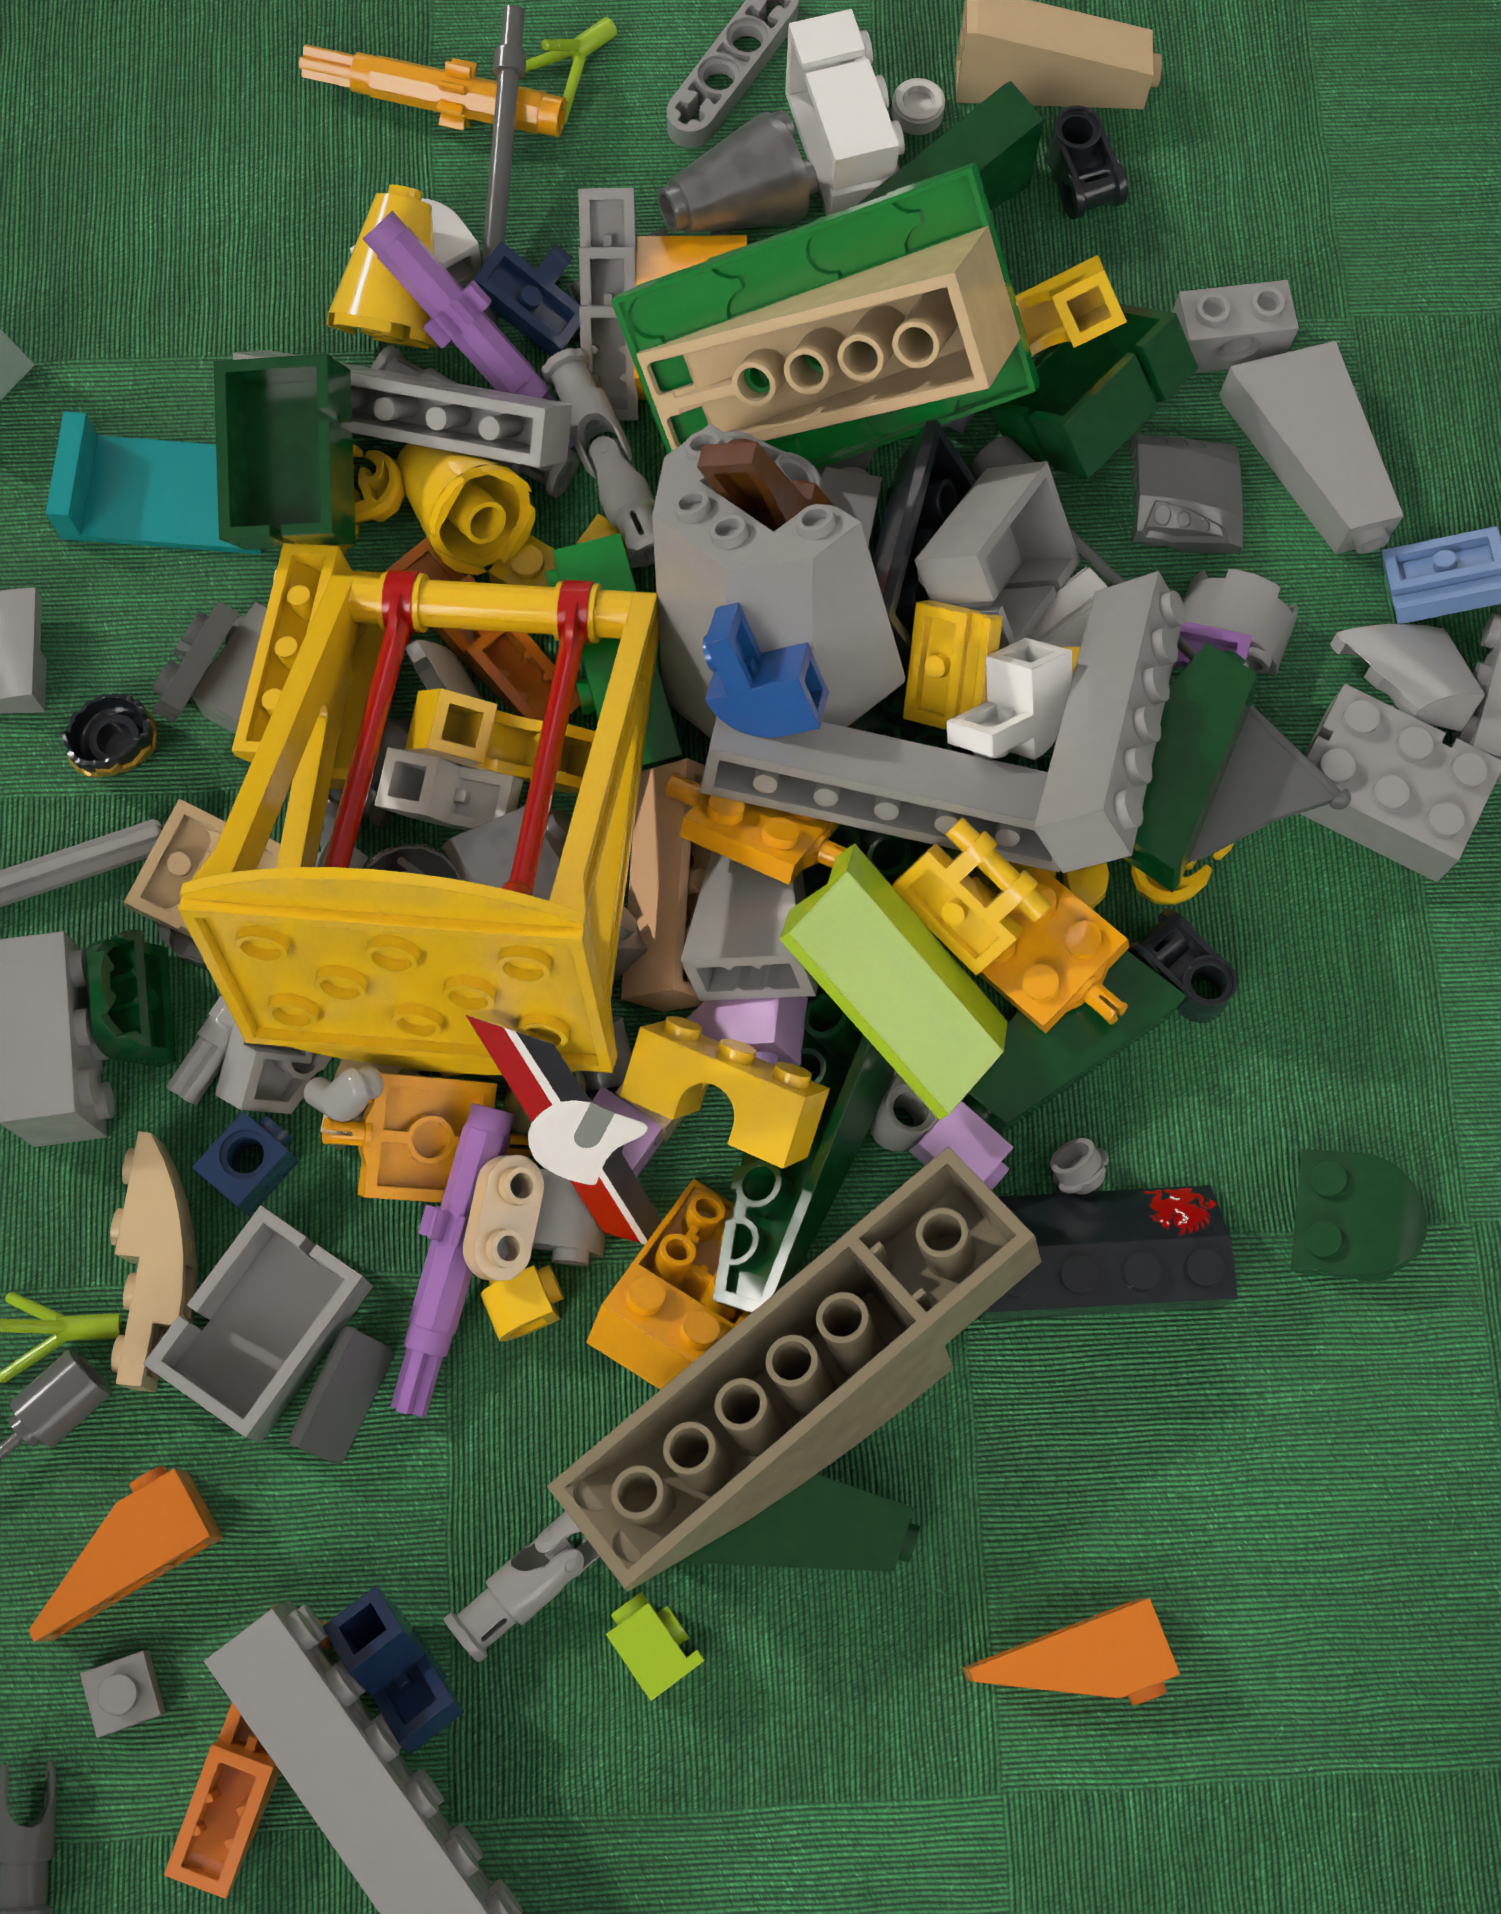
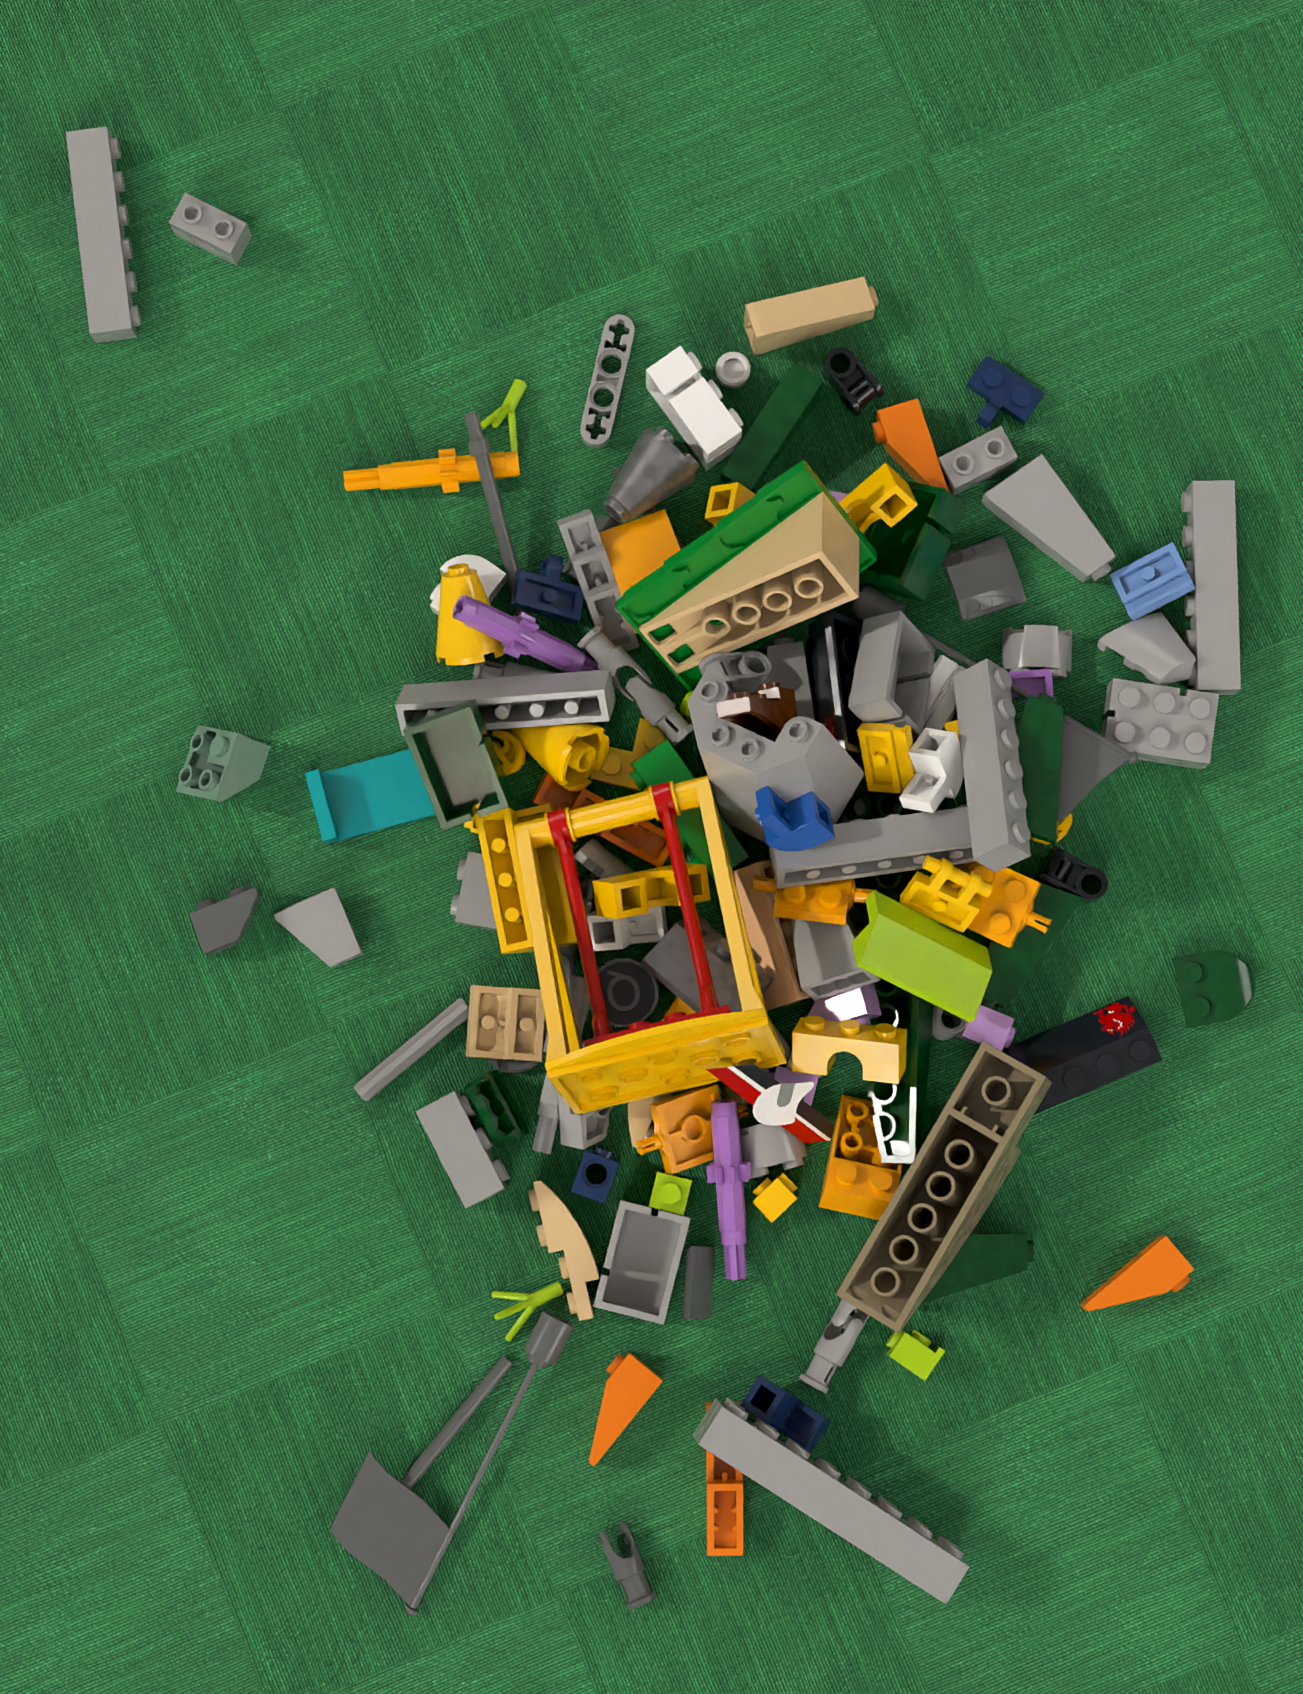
camera: 15 degrees left, 10 degrees up
(110, 736) = (414, 959): black hair -> none
(122, 1693) = (644, 1476): light grey plate -> none
(195, 653) = (451, 893): dark grey hinge -> none
(346, 1094) = (644, 1125): light grey arm -> none
(353, 1231) = (670, 1193): none -> lime brick
(500, 1215) = (753, 1159): tan plate -> none
(1079, 1166) = (1052, 1013): light grey plate -> none
(1139, 255) = (909, 442): none -> orange slope
(1304, 256) = (1003, 392): none -> dark blue plate

